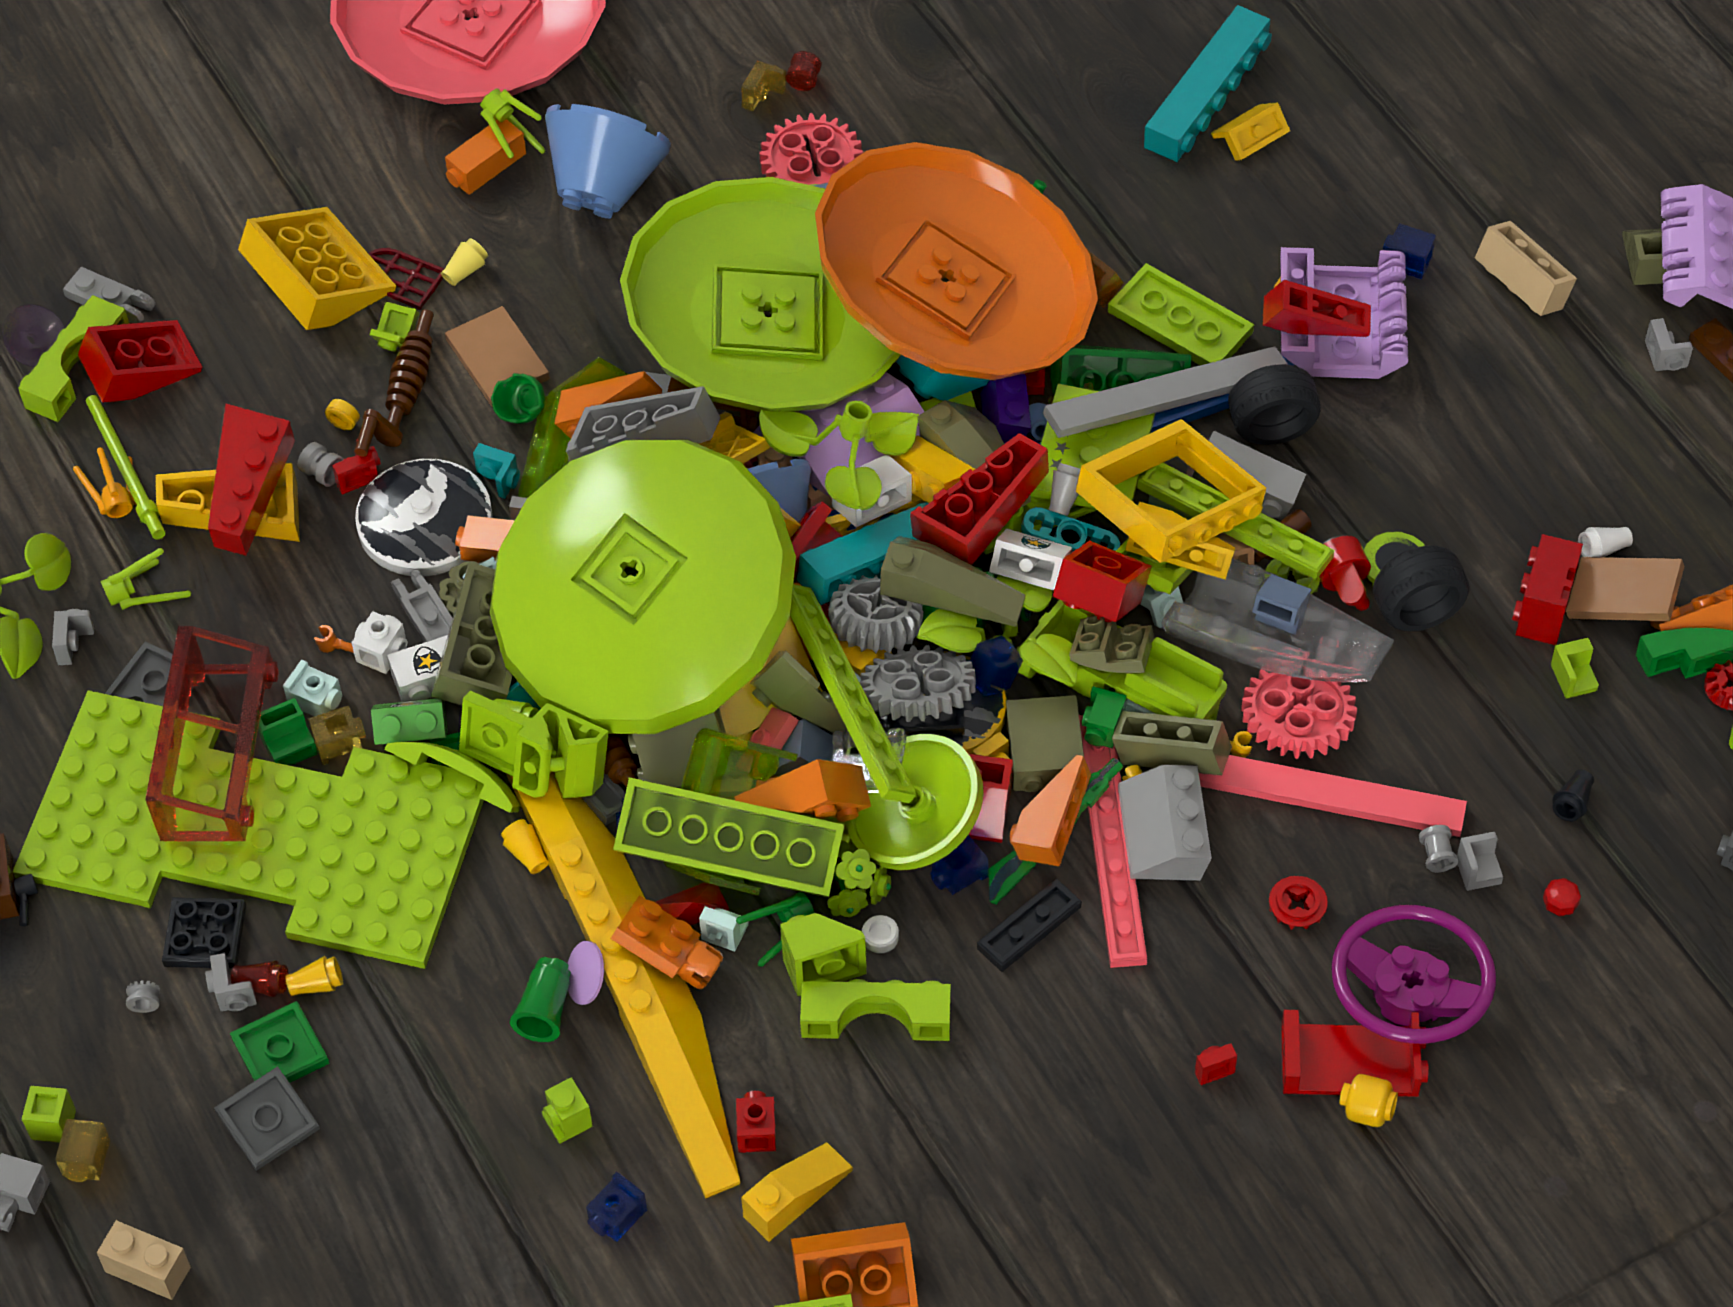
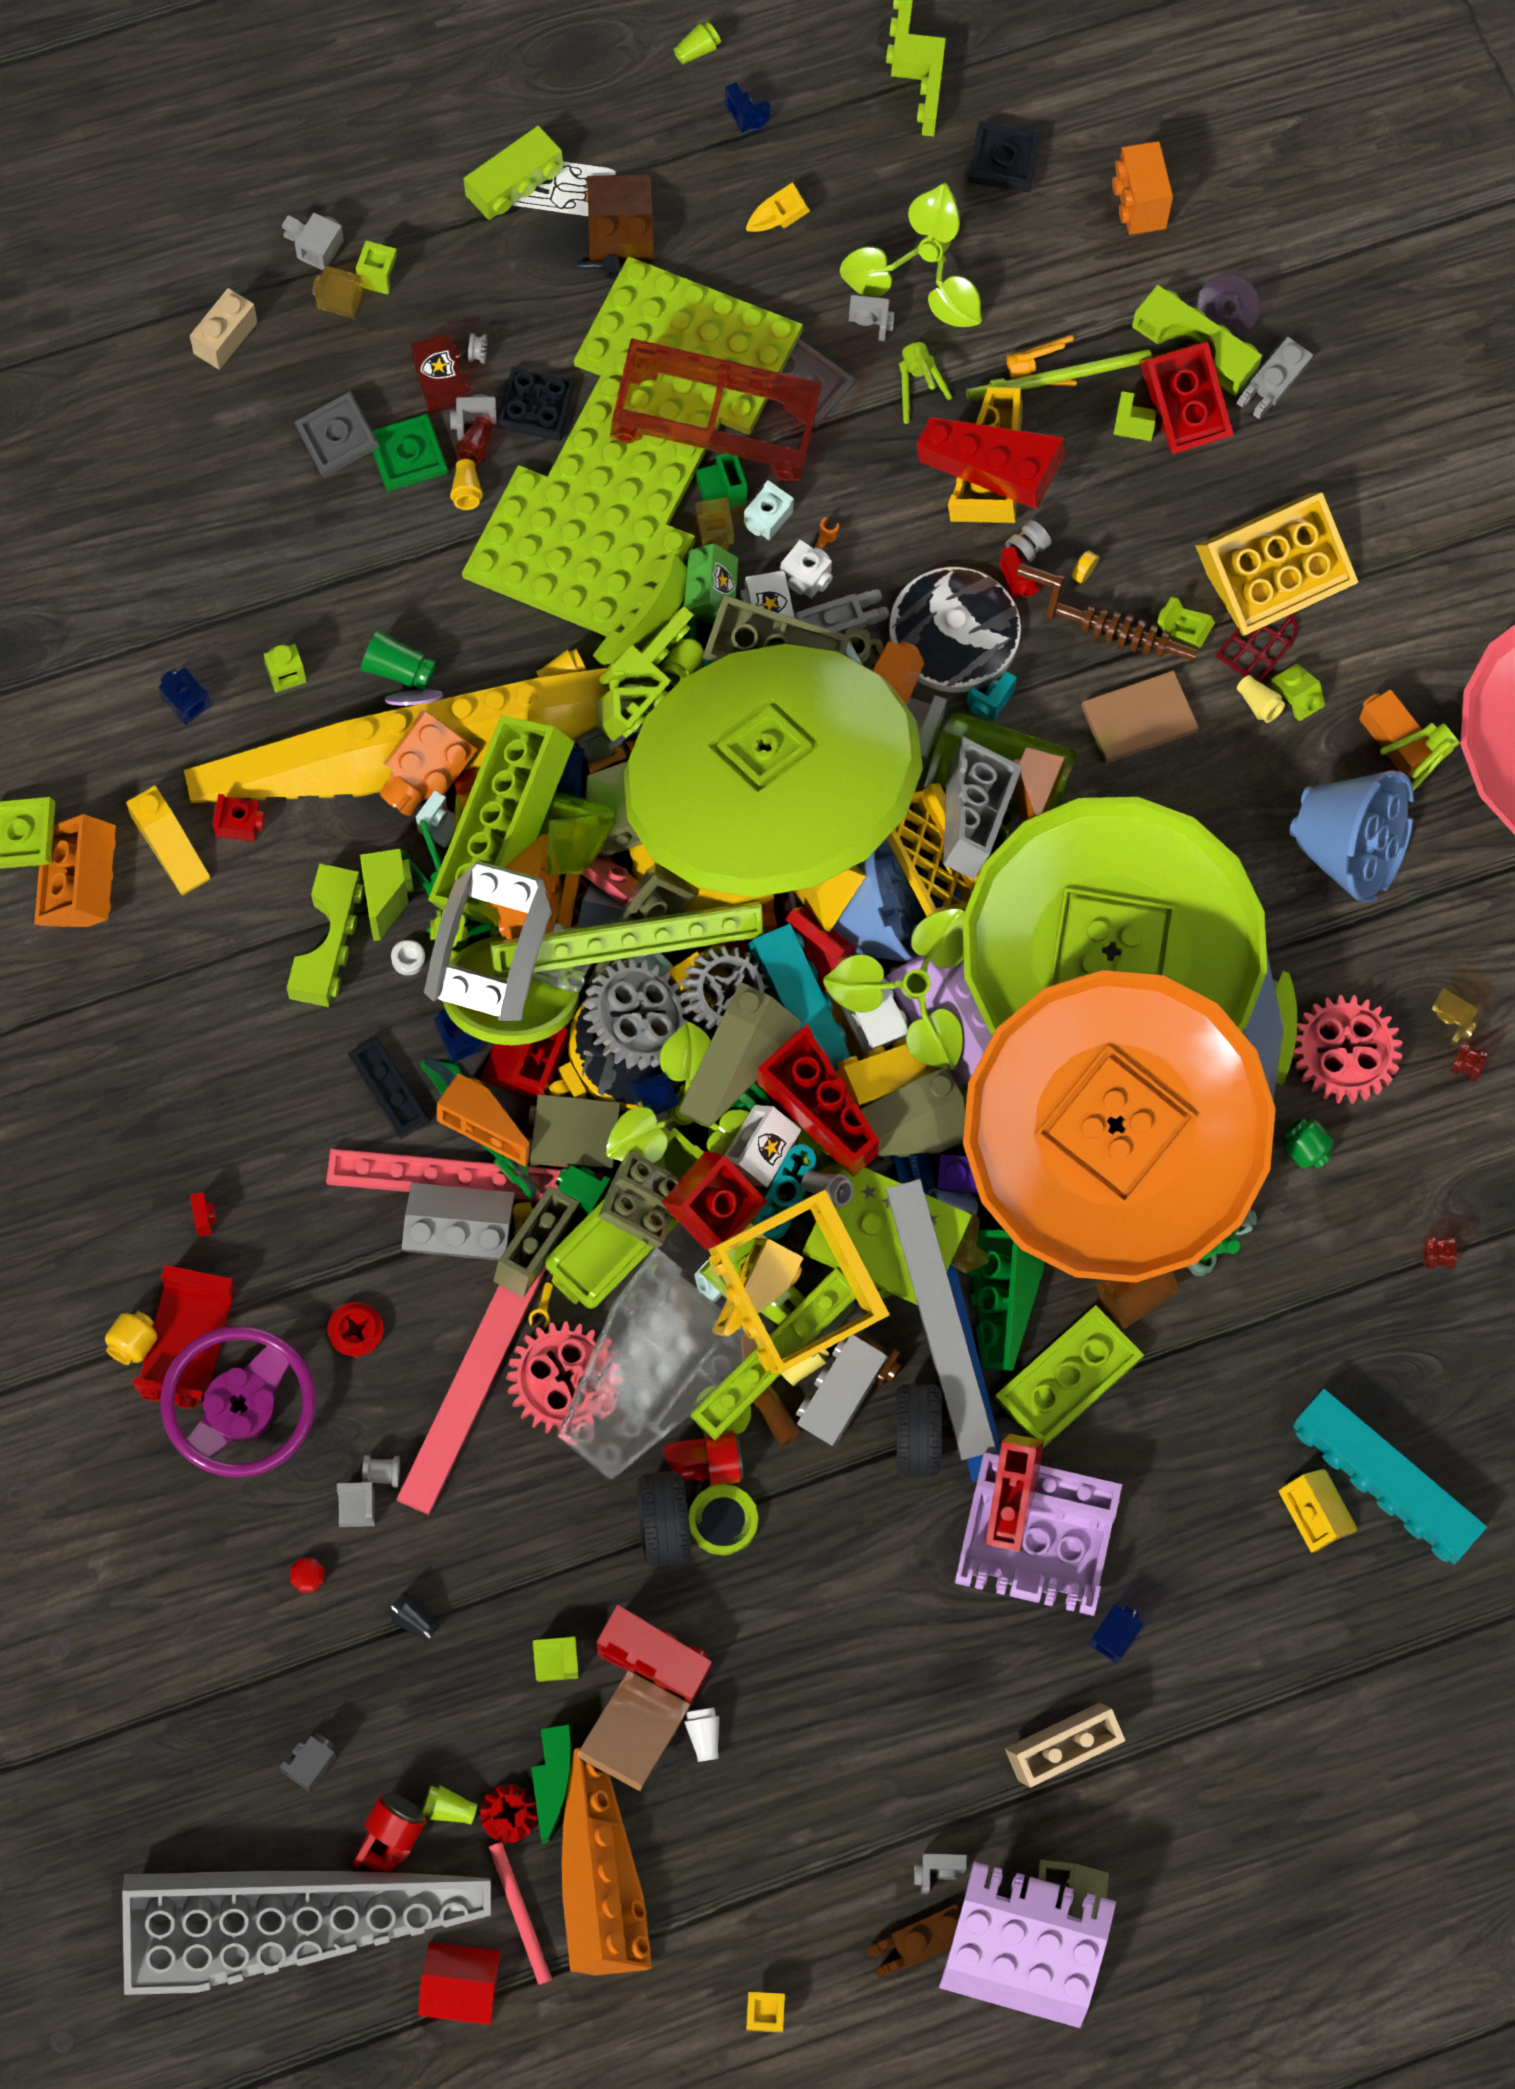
camera: 95 degrees right, 15 degrees up
(168, 402) = (1134, 420): none -> lime panel
(179, 1028) = (439, 373): none -> clear red brick
(448, 234) = (1300, 690): none -> lime bracket
(518, 399) = (1070, 723): green hair -> none
(932, 809) = (474, 988): none -> light grey wedge
(990, 71) = (1439, 1252): none -> clear red wheel
(1282, 604) = (666, 1374): sand blue piece -> none

